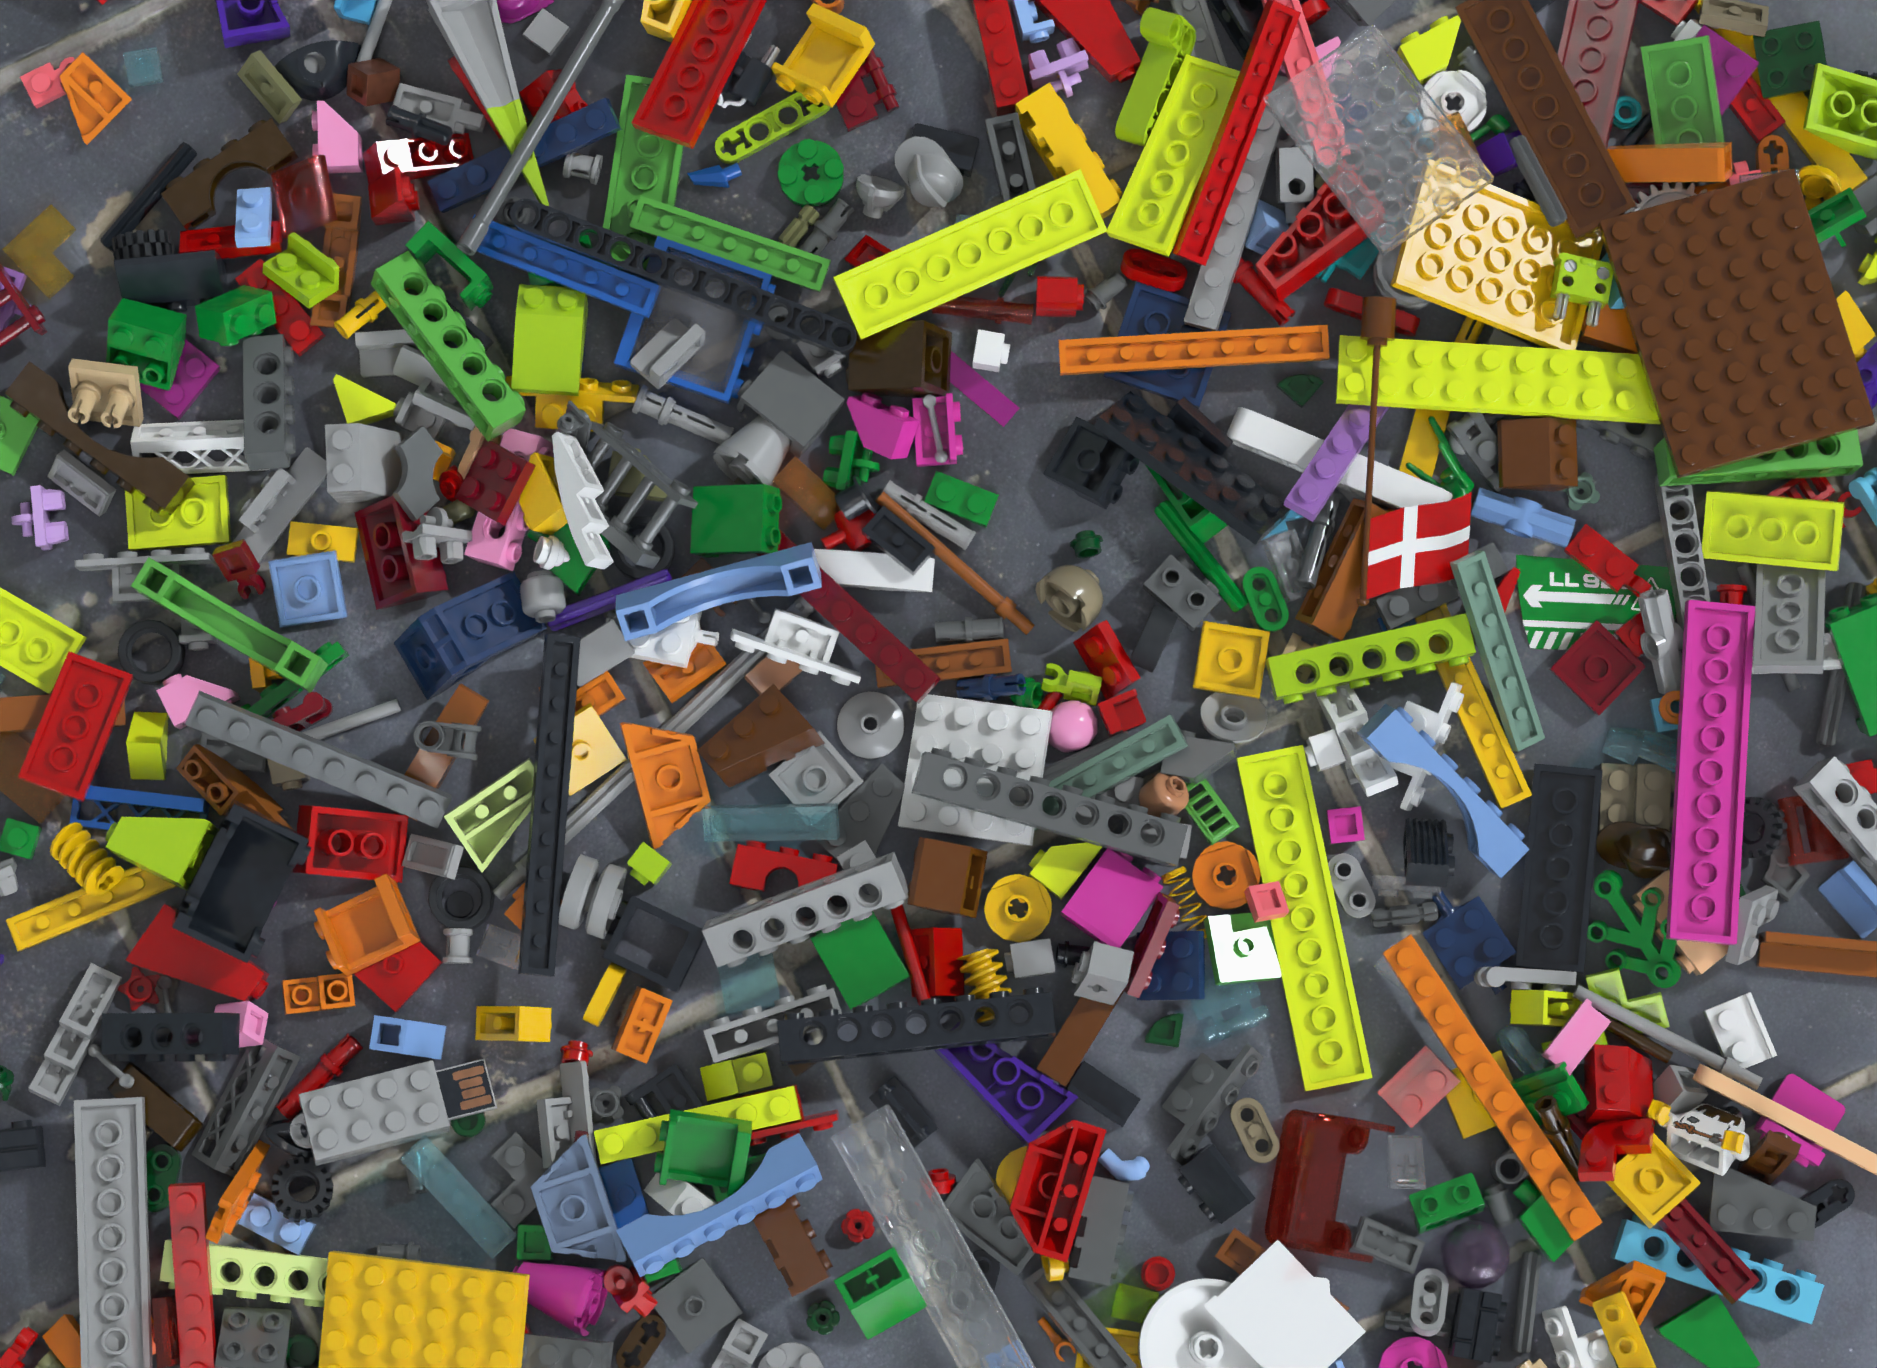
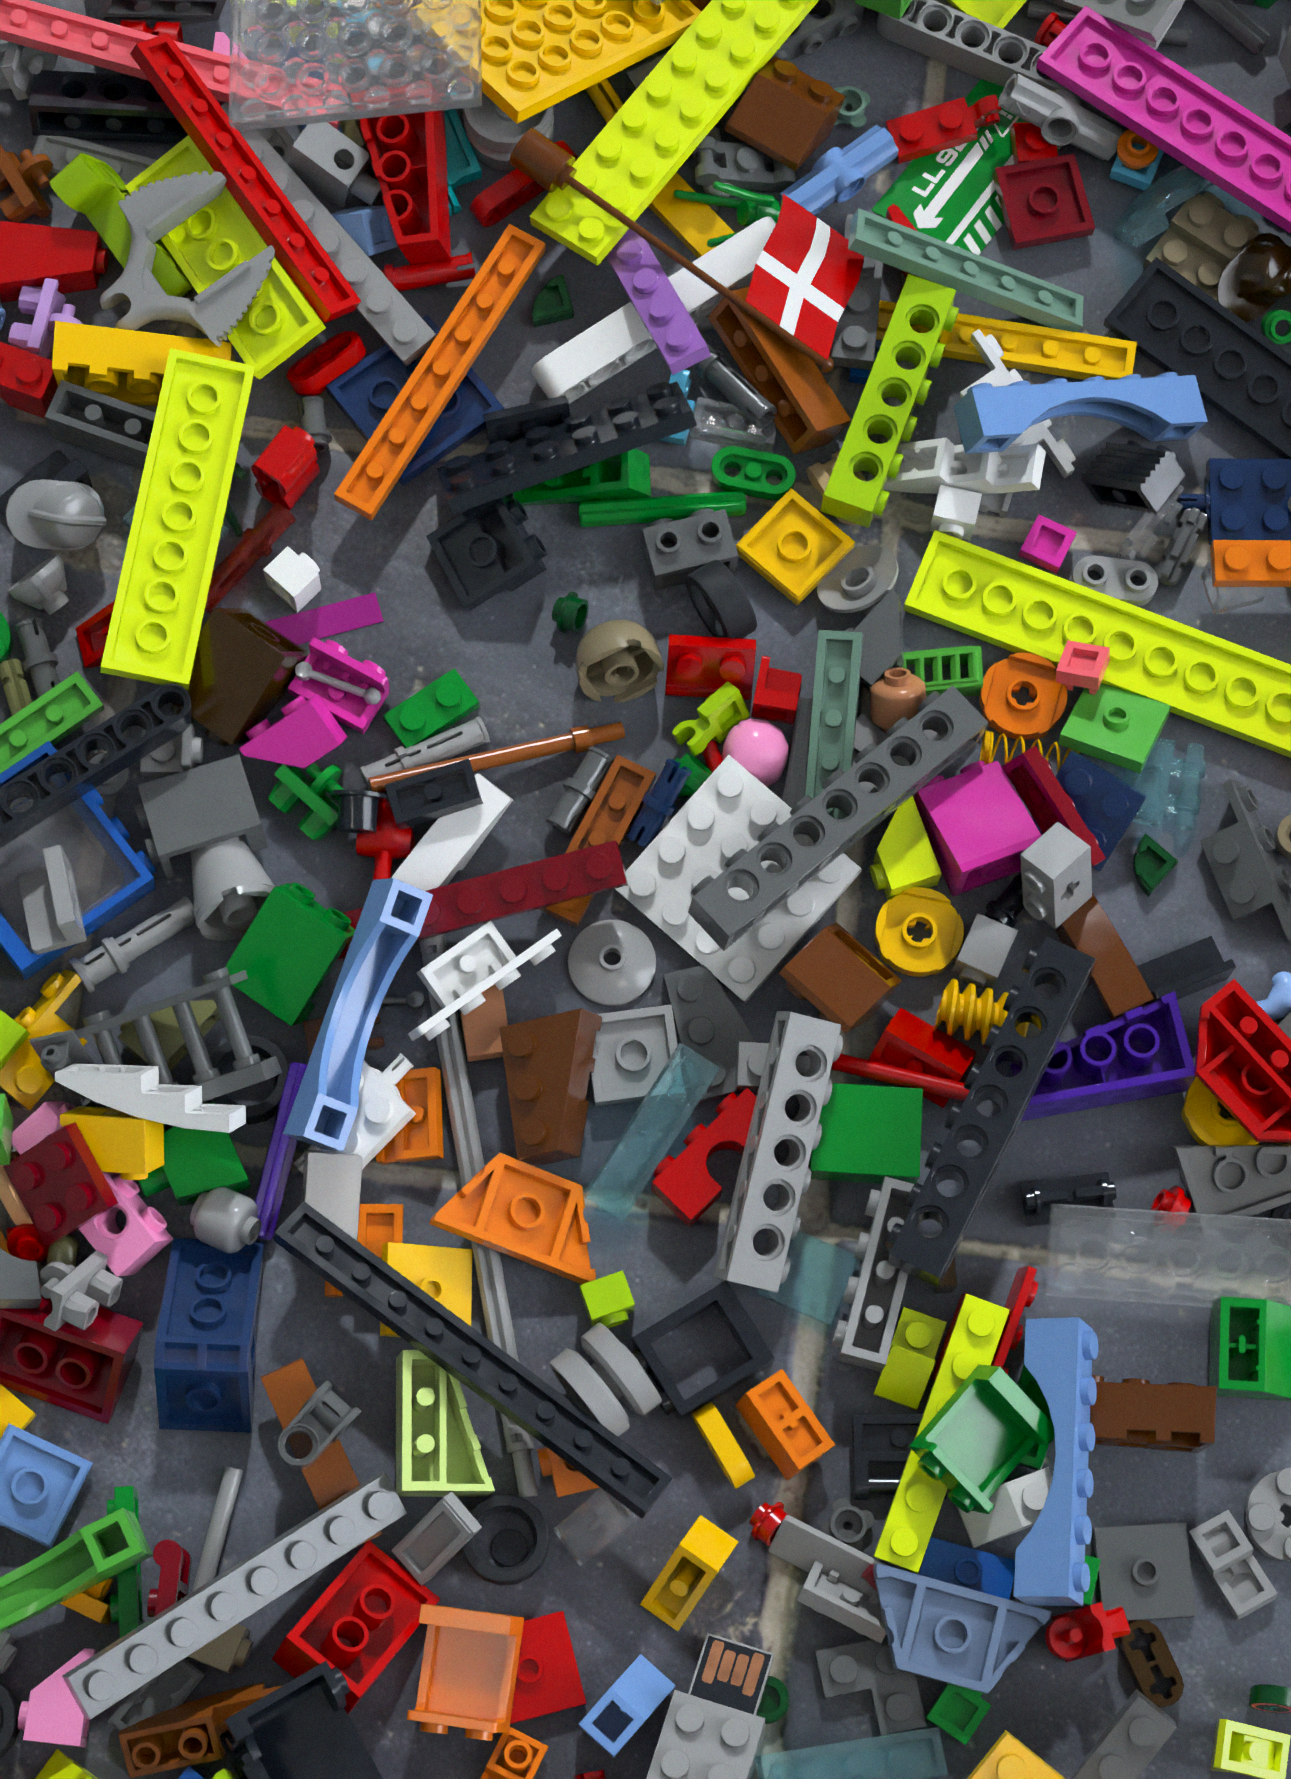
camera: 65 degrees left, 10 degrees down
(457, 946) = (557, 1579): light grey bush -> none
(550, 552) = (183, 1175): white plate -> none
(566, 1293) = (1041, 1710): dark pink cone -> none
(807, 492) = (314, 860): clear orange slope -> none
(814, 1322) = (1232, 1435): dark green plate -> none
(866, 1220) = (1162, 1341): red plate -> none
(1167, 89) = (150, 216): none -> light grey piece

